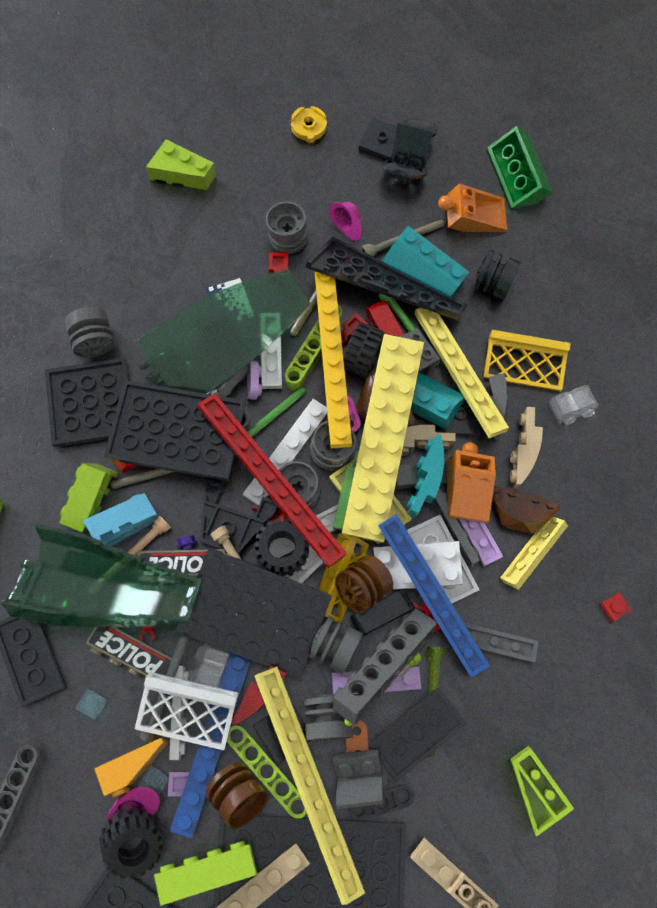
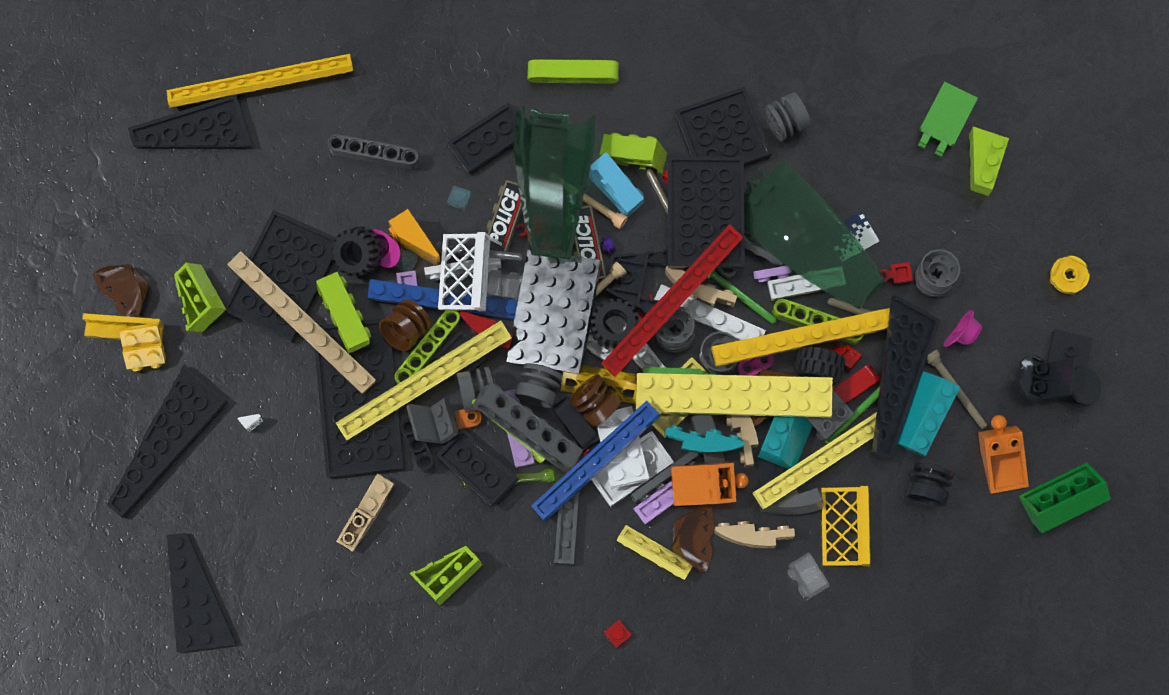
camera: 85 degrees right, 5 degrees up
(129, 194) = (947, 117): none -> bright green tile
(268, 445) = (705, 293): none -> tan slope

